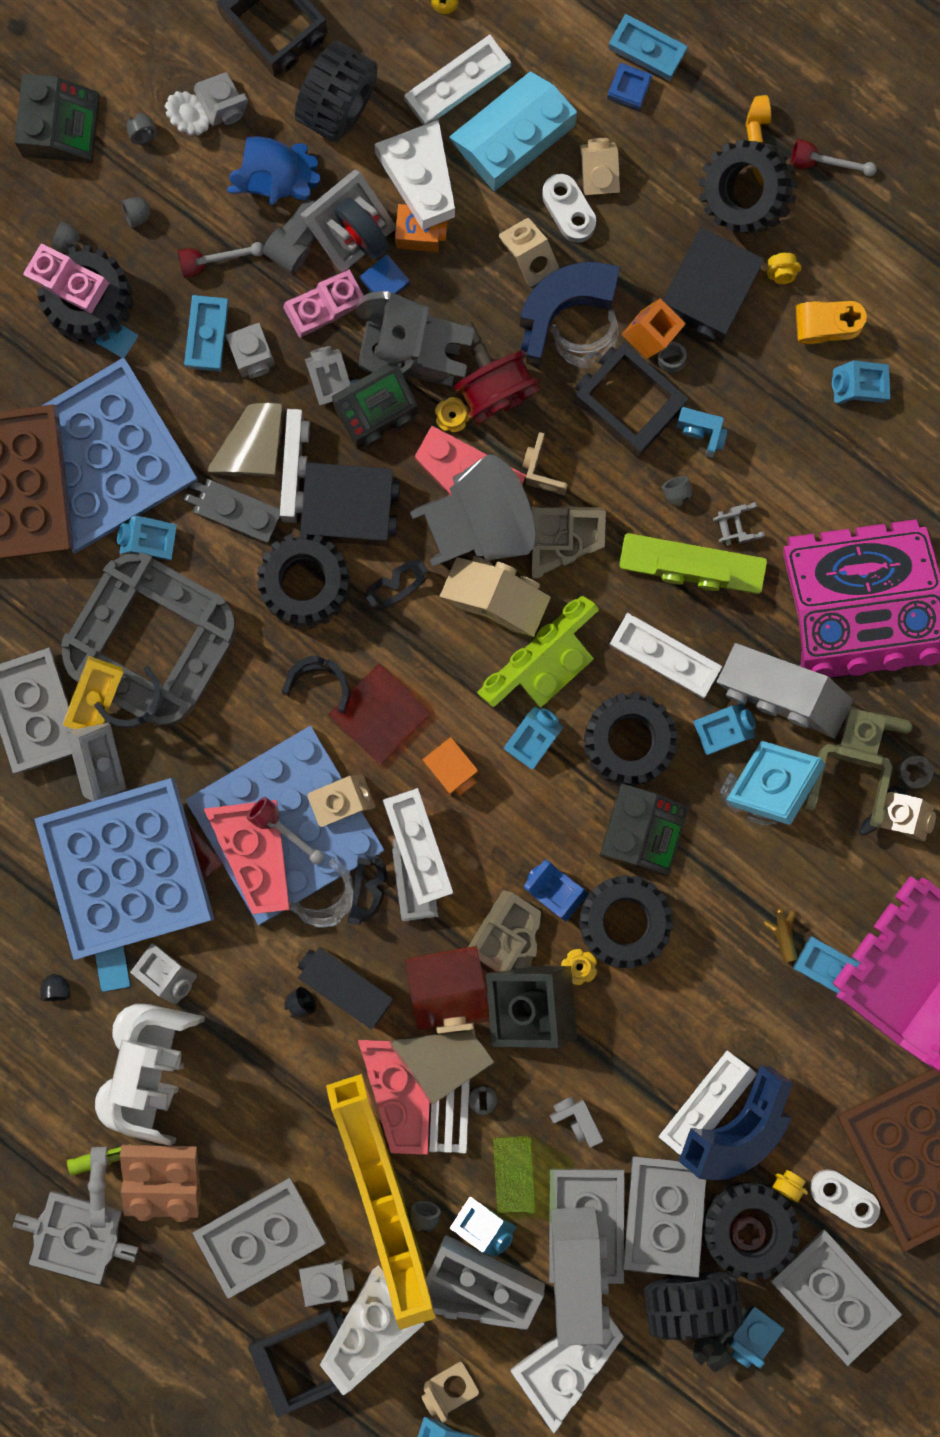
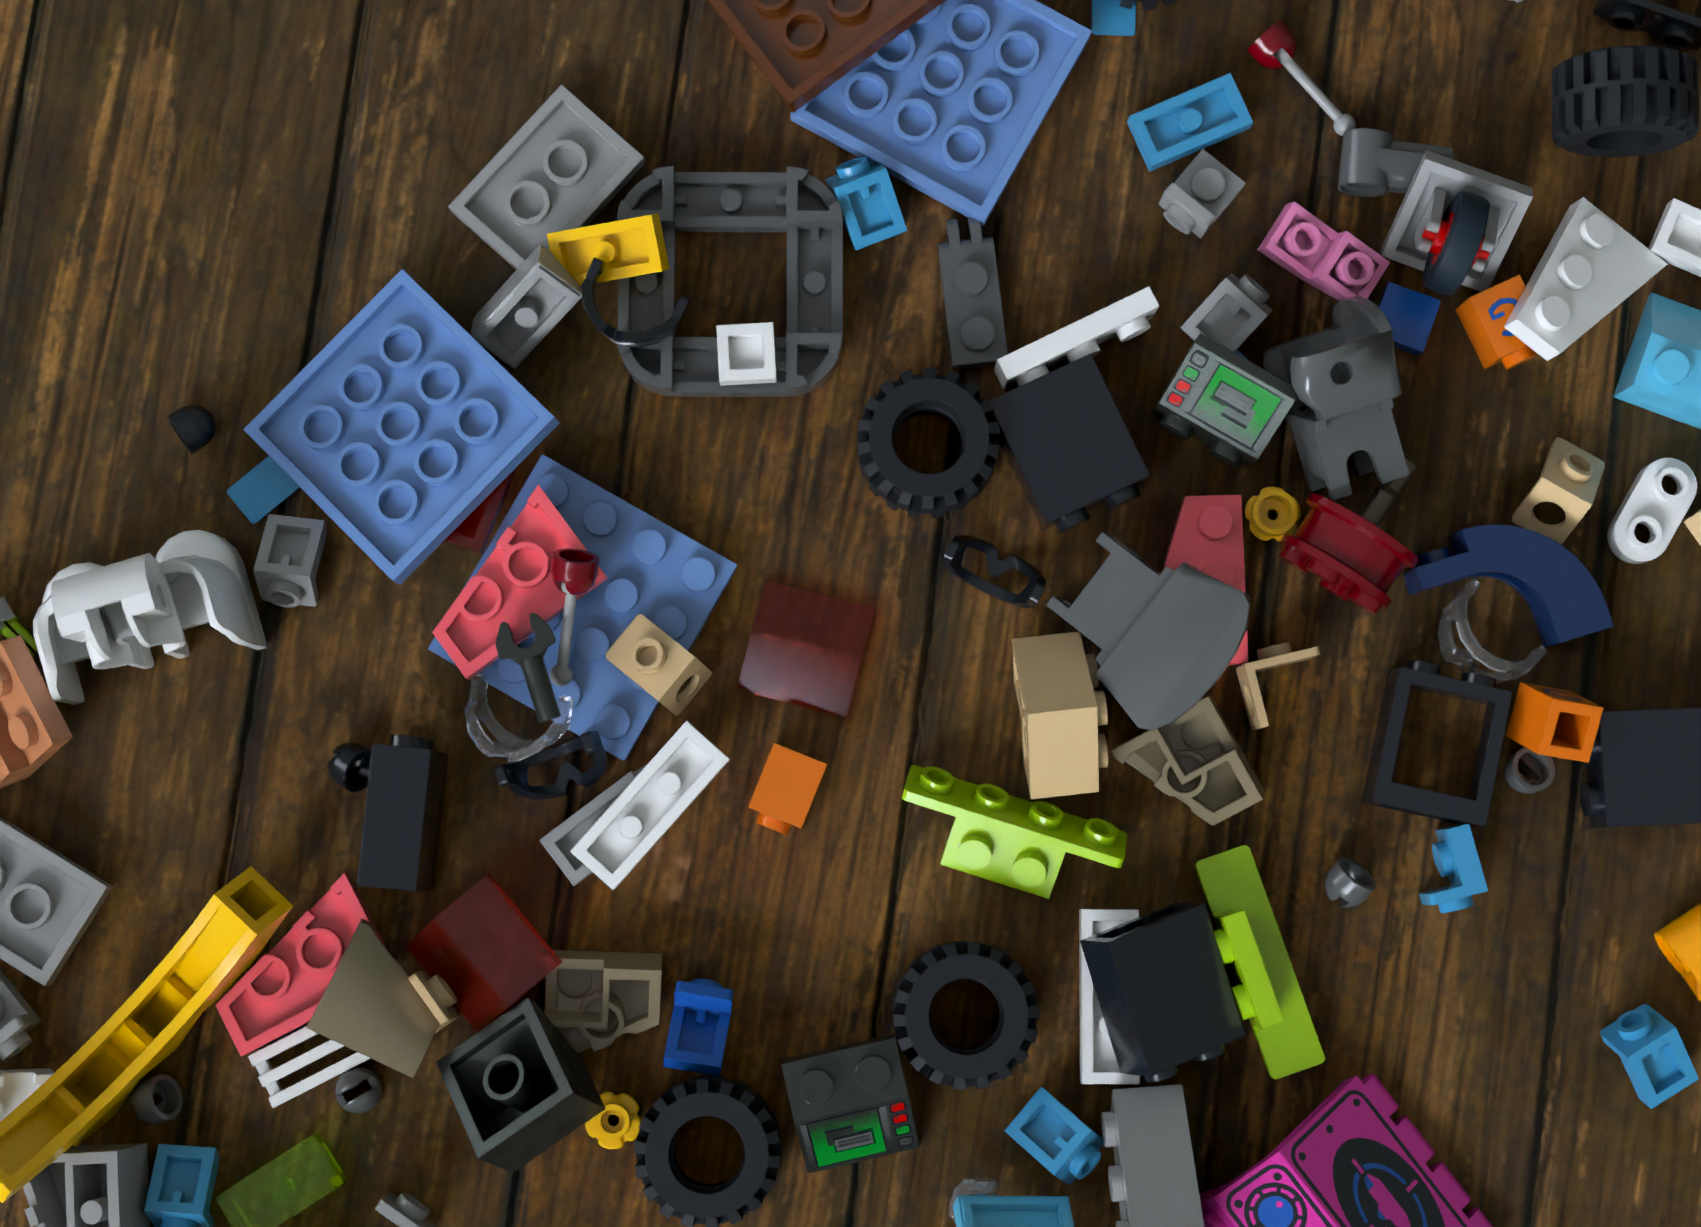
camera: 55 degrees right, 0 degrees up
(196, 652) = (746, 353): none -> white plate
(252, 443) = (1076, 268): dark tan slope -> none
(275, 170) = (1466, 83): blue piece -> none
(302, 867) = (532, 664): none -> pearl dark grey bar
(318, 663) = (826, 524): black helmet -> none
(534, 736) = (894, 878): dark azure bracket -> none
(678, 623) = (1163, 990): none -> black brick
(741, 536) = (1335, 1007): light grey piece -> none

